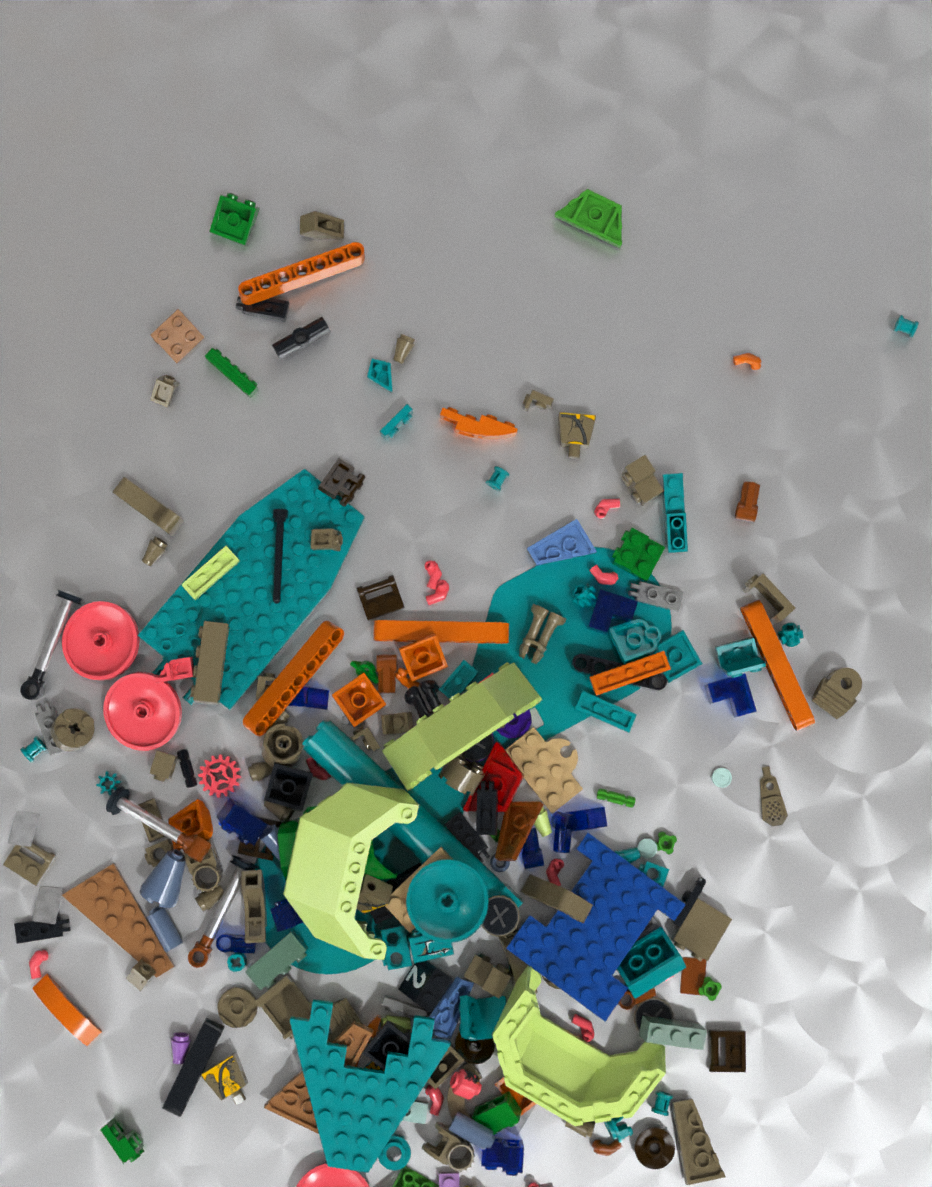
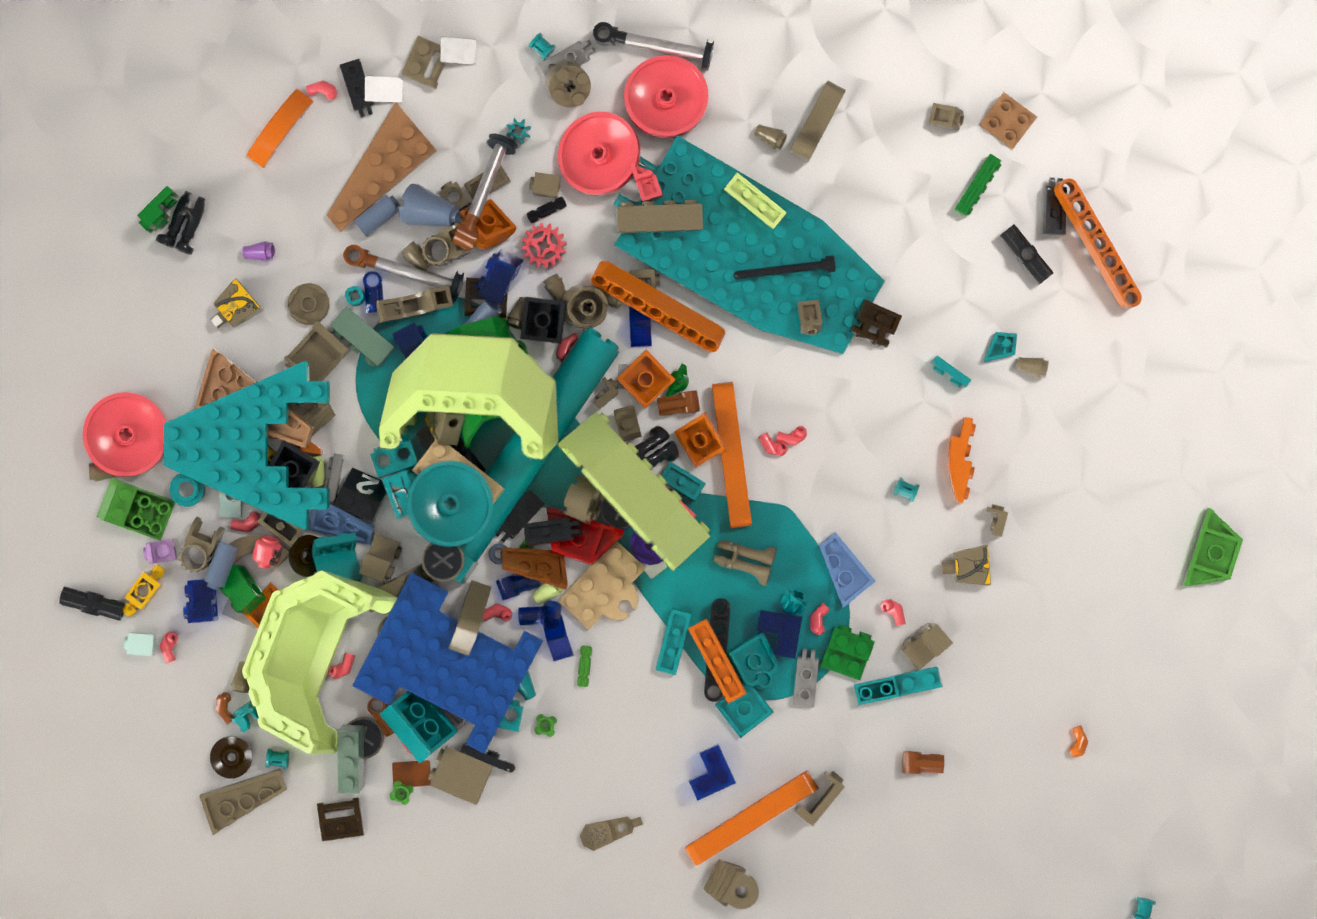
camera: 90 degrees right, 5 degrees up
(131, 1119) = (180, 213): none -> black piece
(141, 975) = (326, 198): dark tan bracket -> none
(193, 1067) = (241, 269): black beam -> none
(234, 218) = (1148, 160): green plate -> none
(321, 226) = (1154, 256): dark tan slope -> none
(381, 604) = (752, 388): dark brown plate -> none
(404, 680) = (673, 425): orange arm -> none
(647, 848) = (537, 707): light aqua piece -> none
(721, 777) = (623, 775): light aqua piece -> none
(739, 657) = (752, 775): teal bracket -> none
(790, 634) = (786, 827): teal gear -> none

